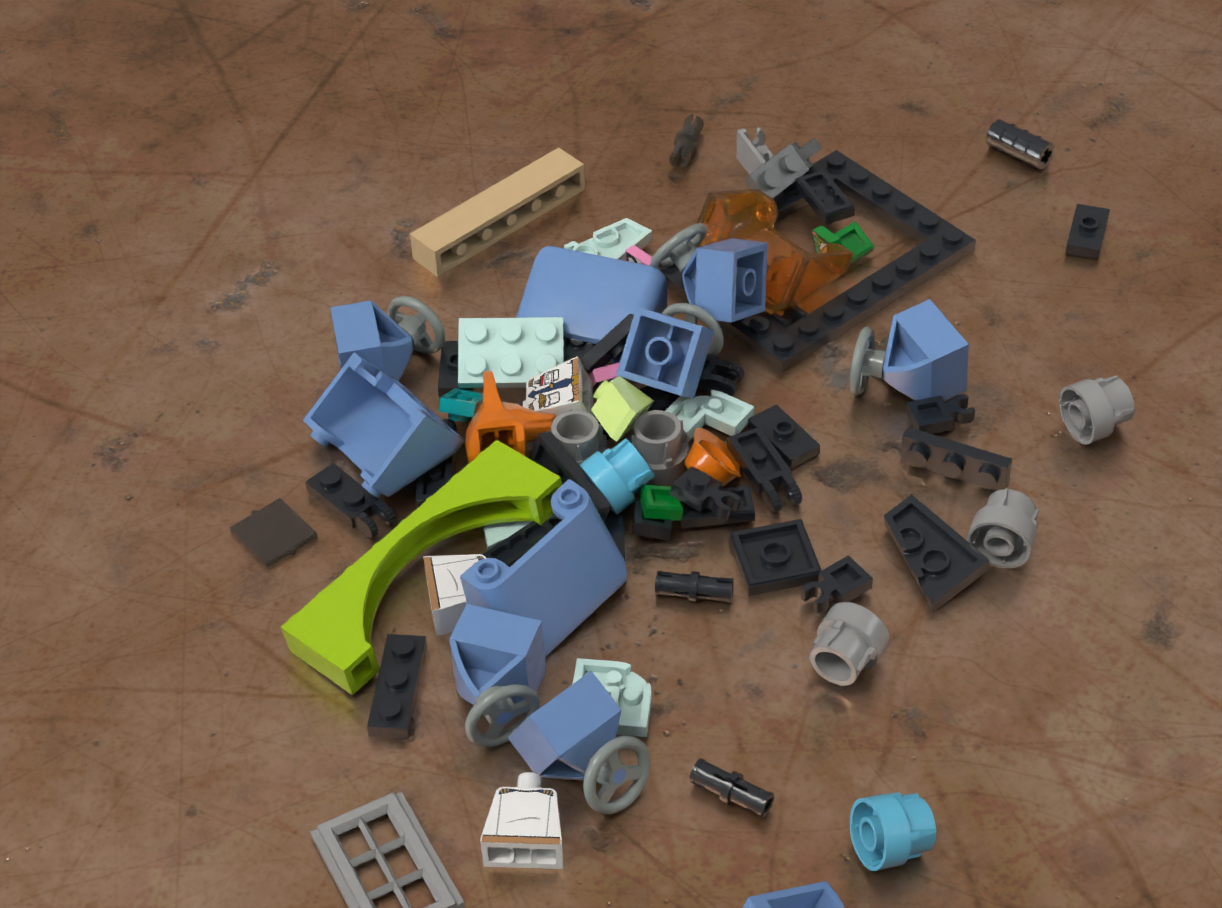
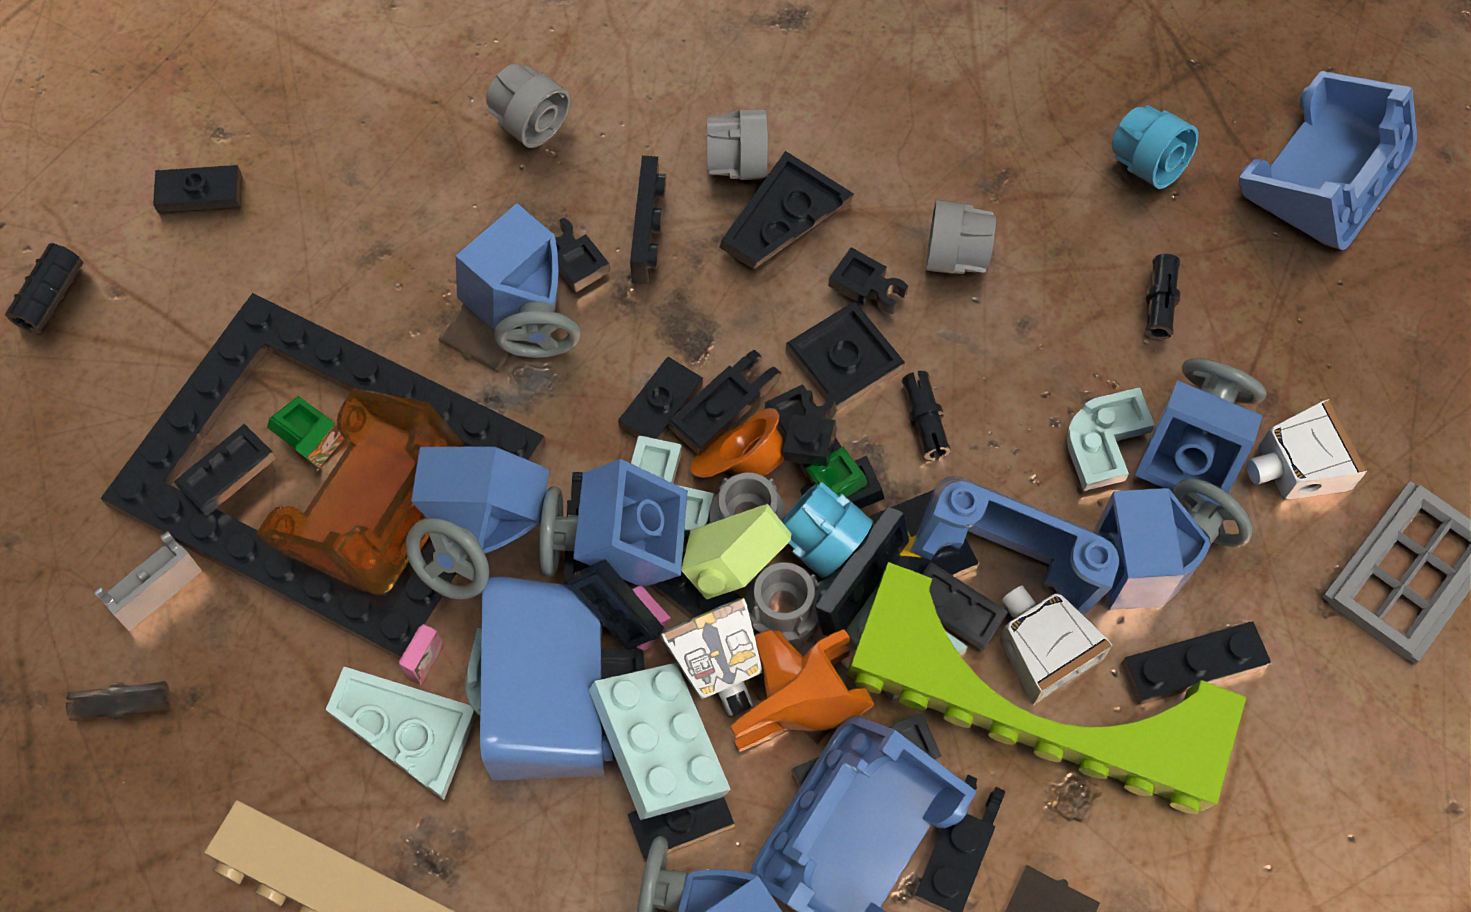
camera: 115 degrees left, 20 degrees up
(460, 404) = (766, 763): teal plate -> none
(783, 168) = (189, 527): dark grey hinge -> none

